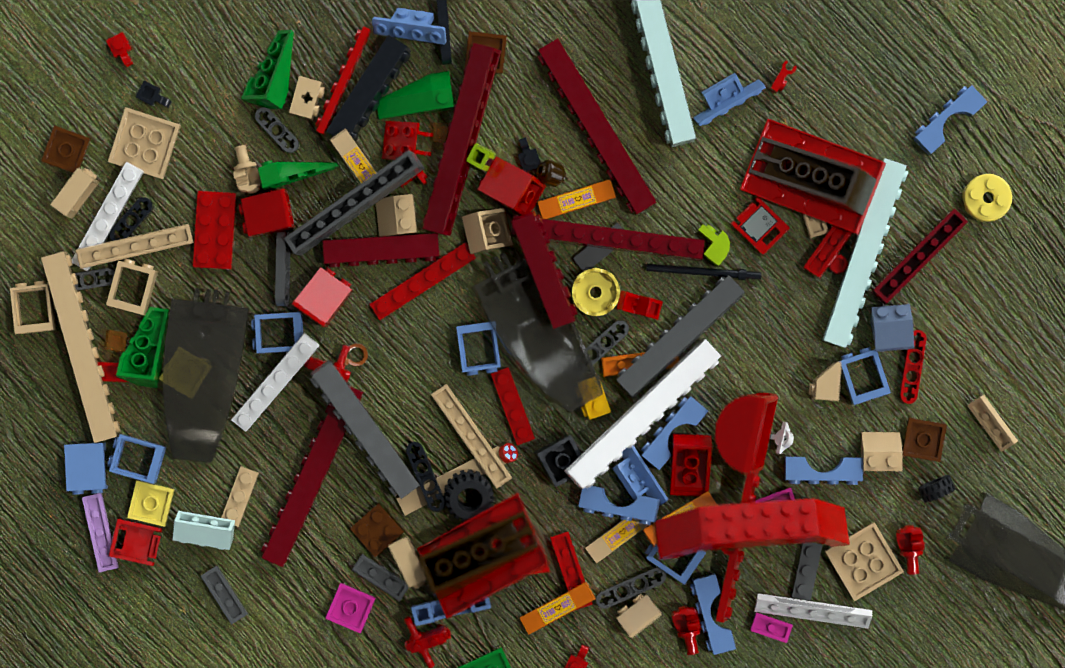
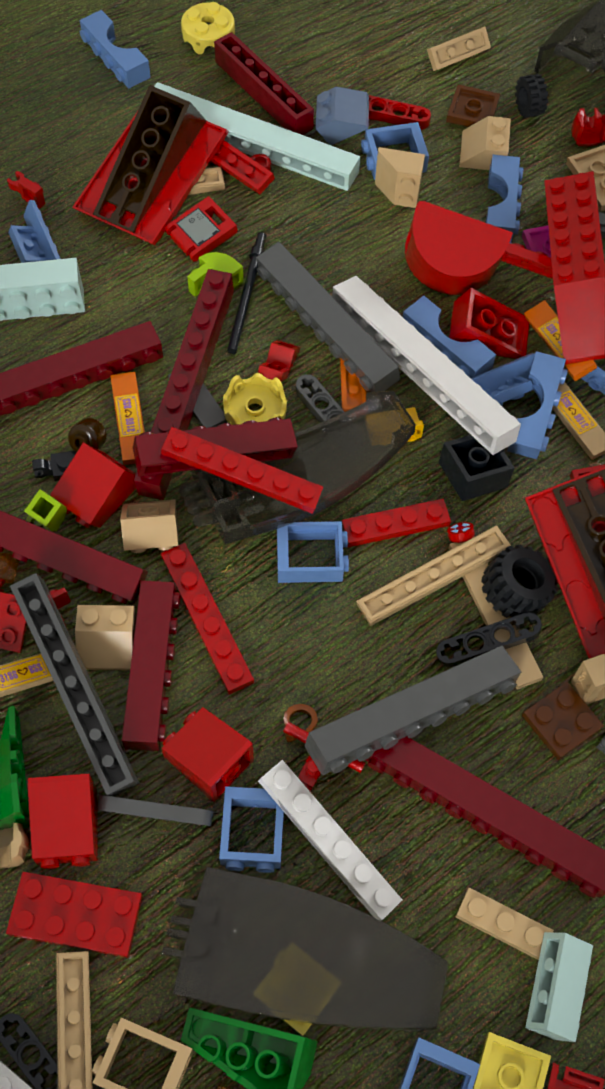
camera: 90 degrees left, 25 degrees down
(521, 292) = (241, 470): none -> red plate

